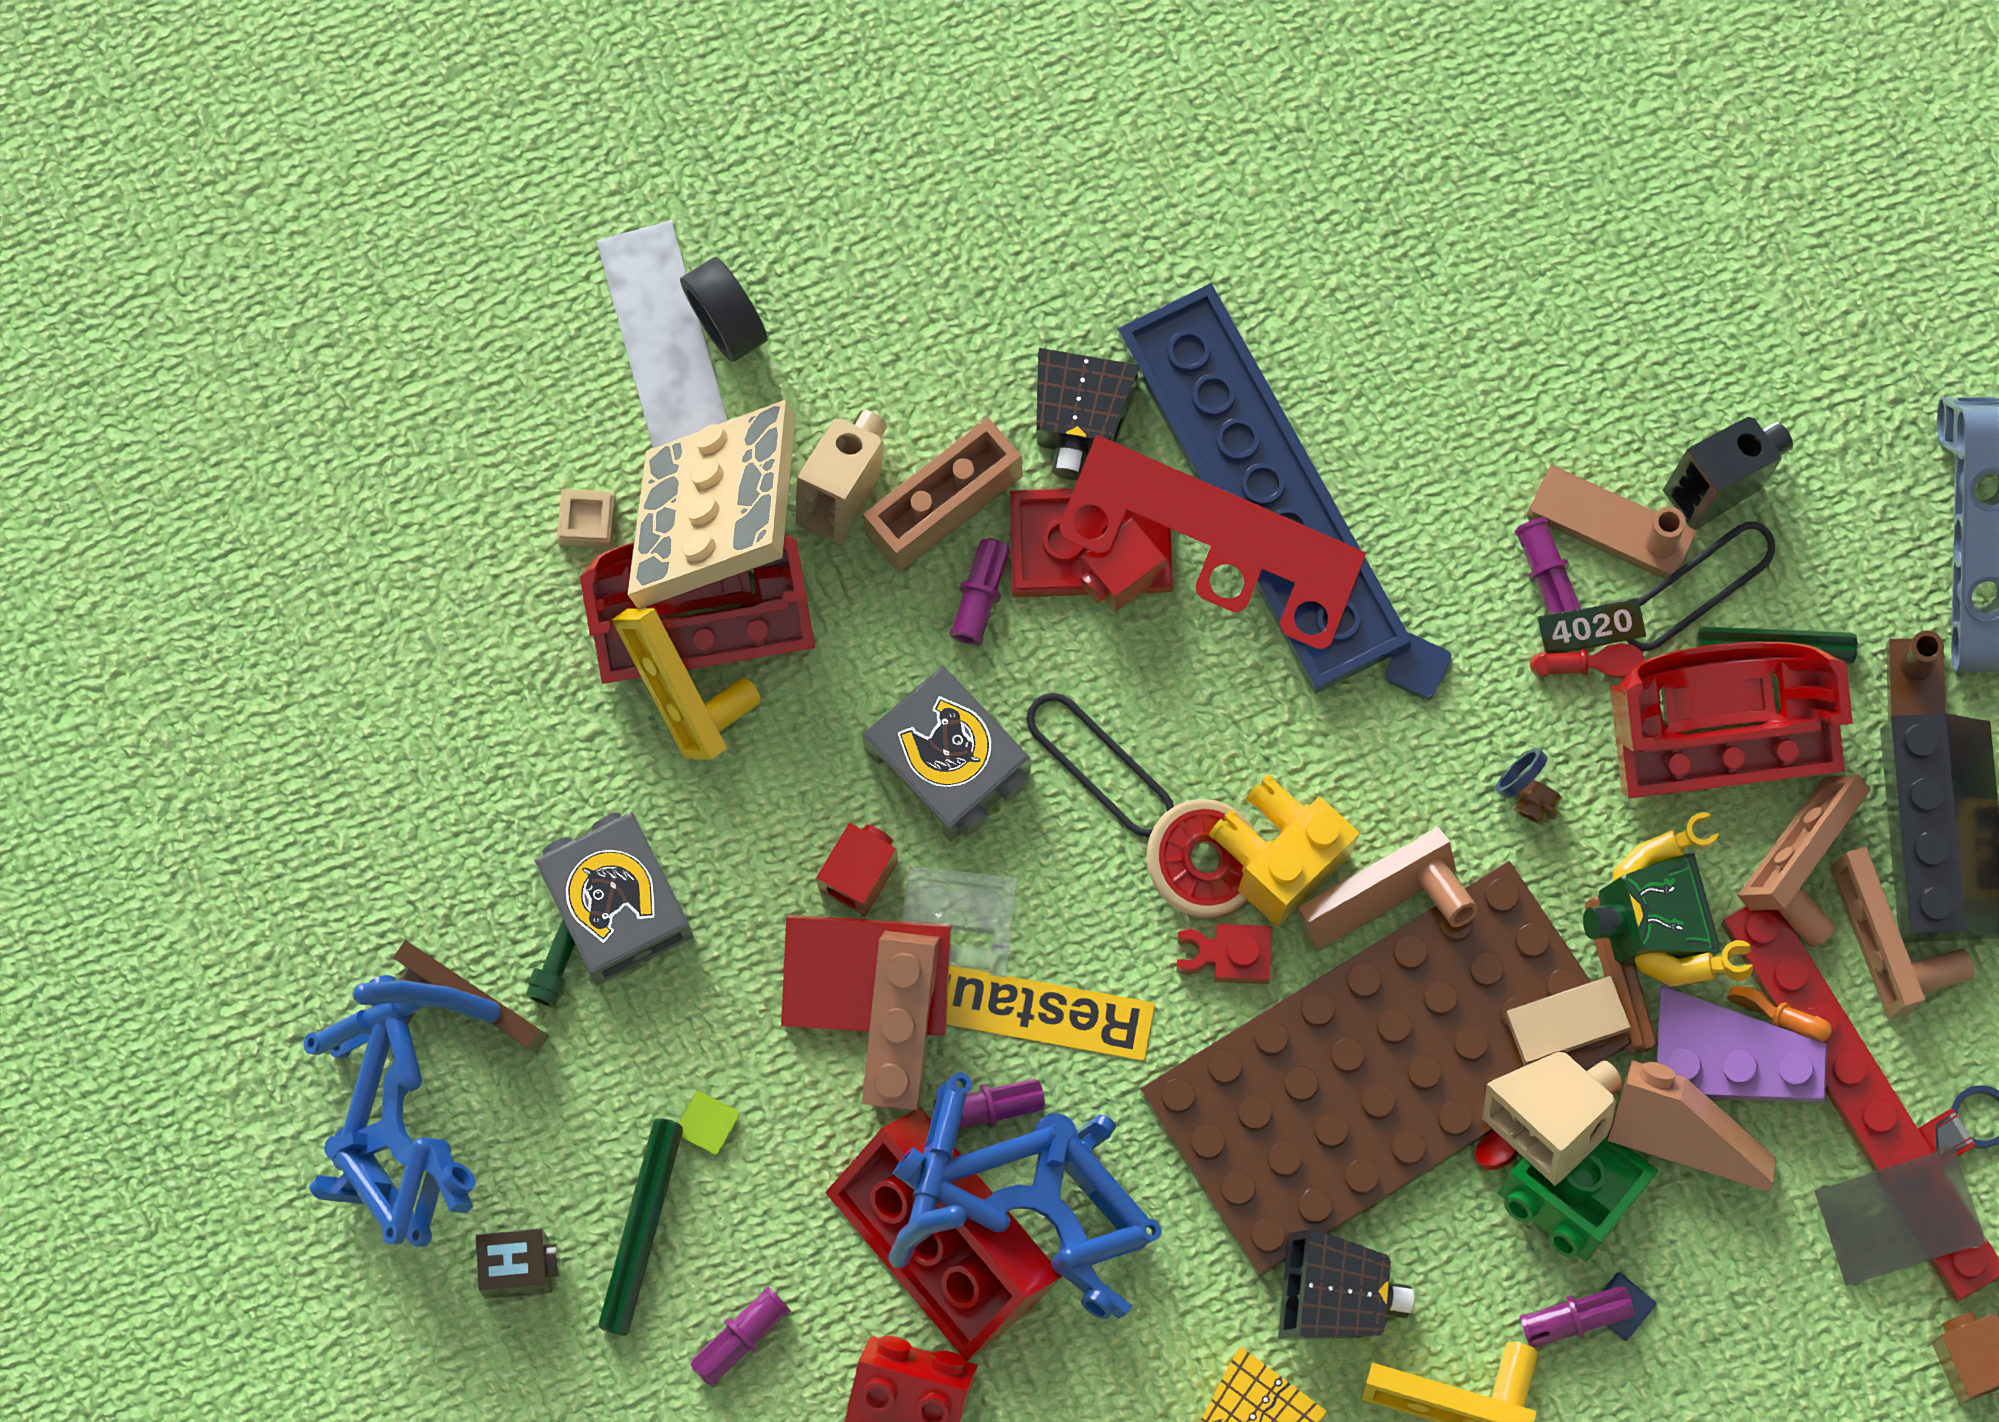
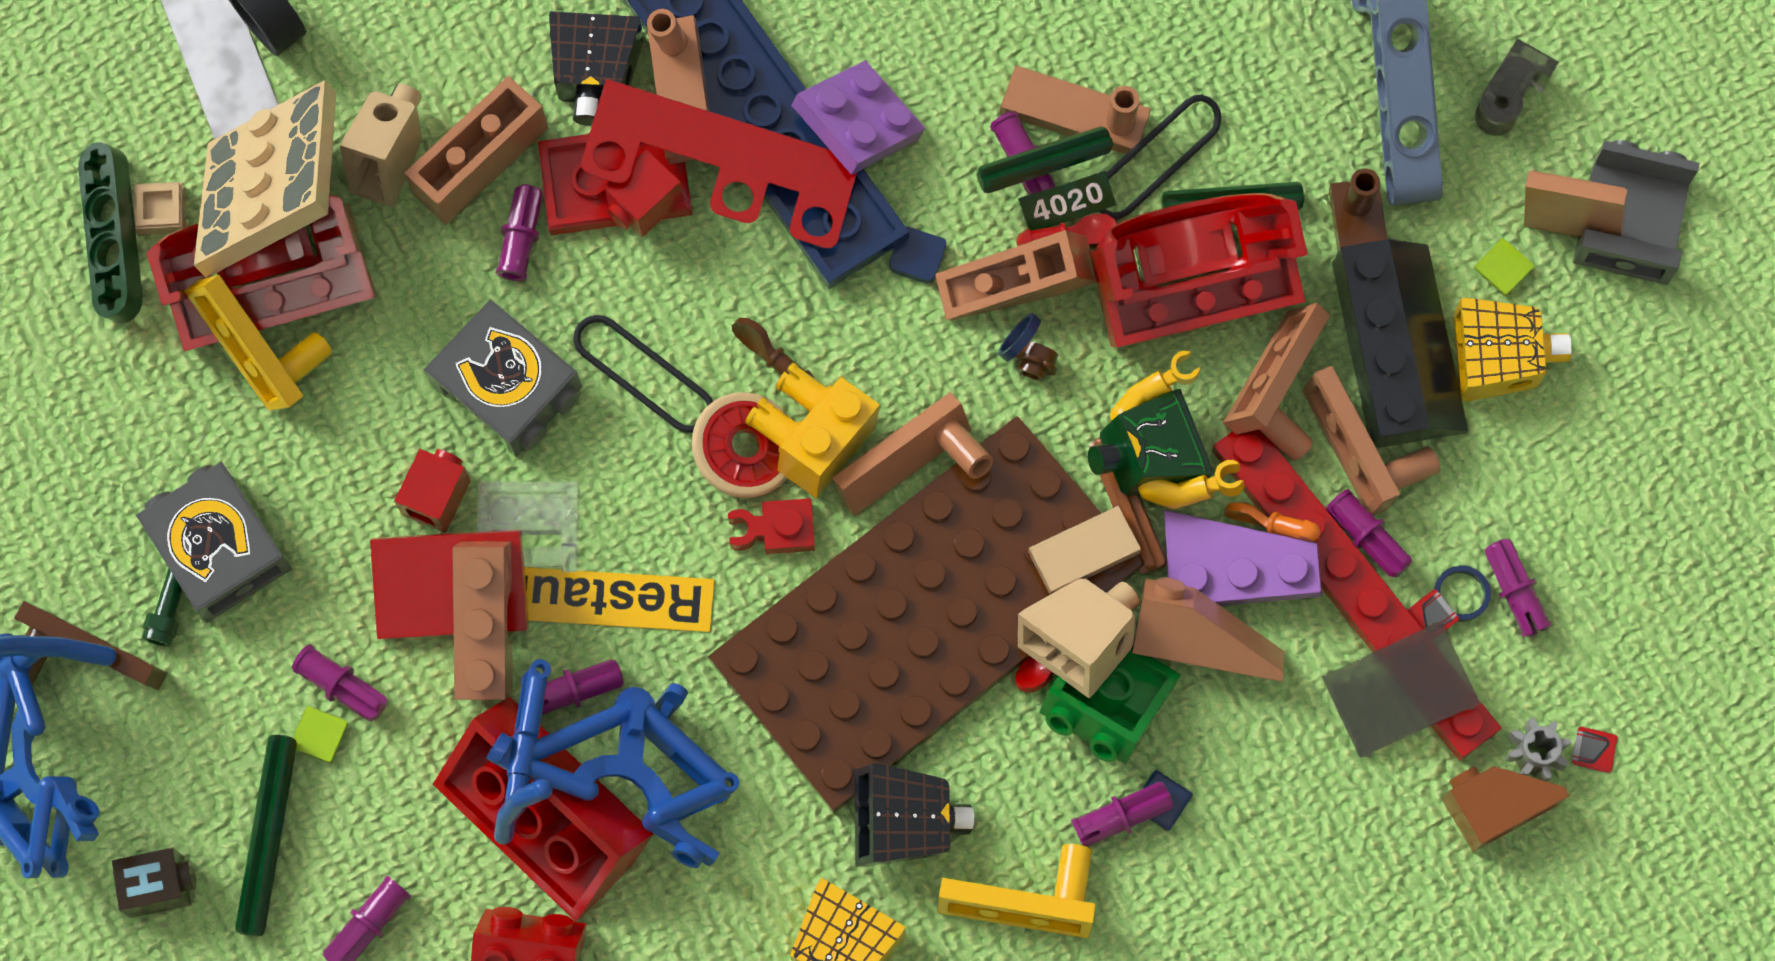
camera: 10 degrees left, 0 degrees up
(521, 541) = (117, 229): none -> dark green beam
(735, 1070) = (339, 683): none -> magenta axle
(1175, 423) = (677, 63): none -> nougat piece
(1230, 742) = (757, 340): none -> reddish brown piece
(1369, 504) = (858, 117): none -> medium lavender plate
(1526, 704) = (1017, 275): none -> nougat slope
(1571, 577) = (1044, 159): none -> dark green axle
(1726, 469) = (1170, 51): black torso -> none
(1885, 1038) = (1369, 533): none -> magenta axle

